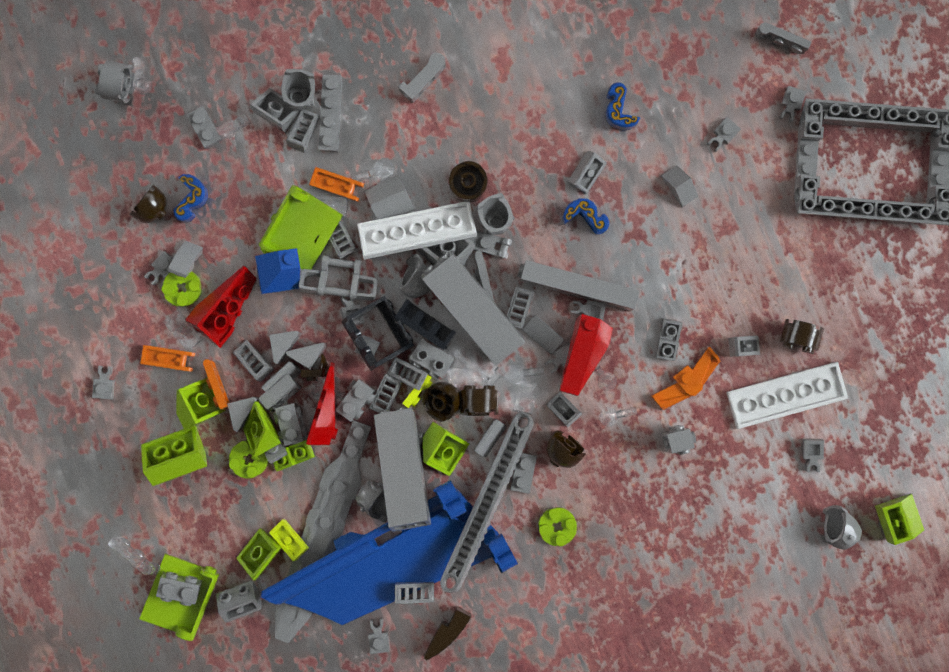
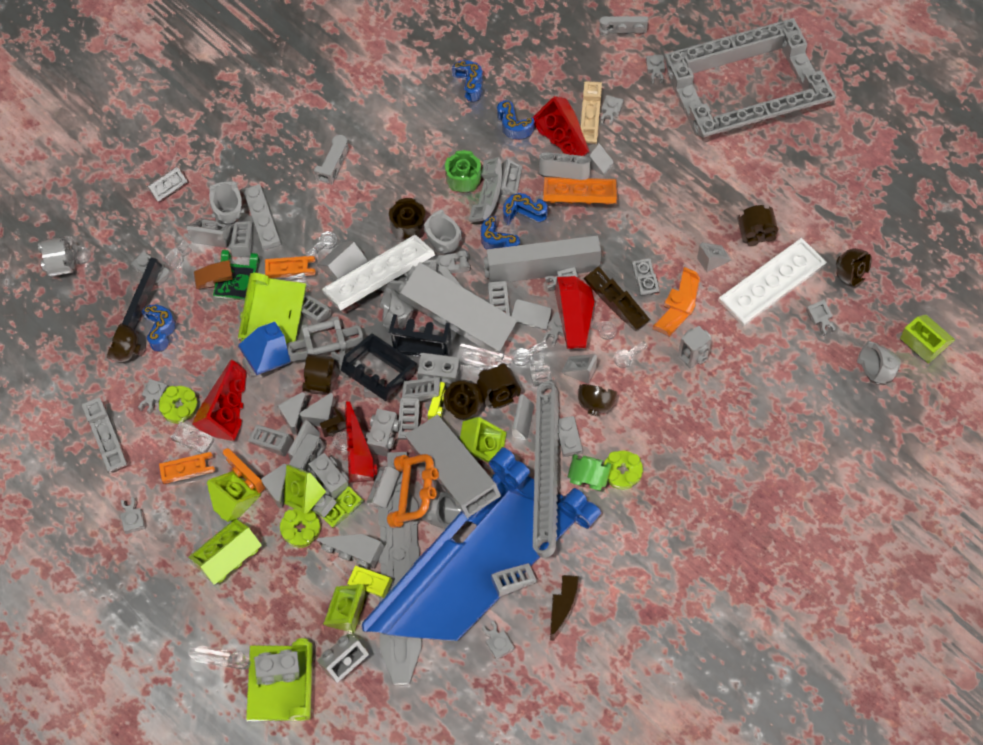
camera: 20 degrees left, 25 degrees down
(105, 294) = (104, 434): none -> light grey slope
(184, 158) = (142, 293): none -> black tile
(184, 259) = (172, 375): light grey slope -> none
(250, 36) = (166, 184): none -> light grey plate
(259, 162) = (216, 272): none -> dark orange slope
(280, 173) = (237, 287): none -> flag
(290, 505) = (356, 547): none -> light grey slope
(318, 316) = (318, 374): none -> dark brown brick
(335, 454) = (383, 486): none -> light grey slope
(375, 476) = (404, 463): none -> orange bar
(468, 376) = (473, 371): clear slope -> none
(524, 523) = (589, 471): none -> bright green brick
(544, 241) = (492, 239): none -> blue animal
(555, 149) = (463, 171): none -> bright green brick
(561, 182) = (490, 191): none -> light grey slope
(603, 39) = (474, 75): none -> blue animal
(631, 352) = (616, 298): none -> dark brown slope
(646, 185) = (564, 165): none -> light grey beam
(649, 220) = (575, 190): none -> orange plate
(664, 138) = (560, 125): none -> red wedge
(700, 132) = (591, 111): none -> tan slope
(869, 416) = (853, 265): none -> dark brown cylinder

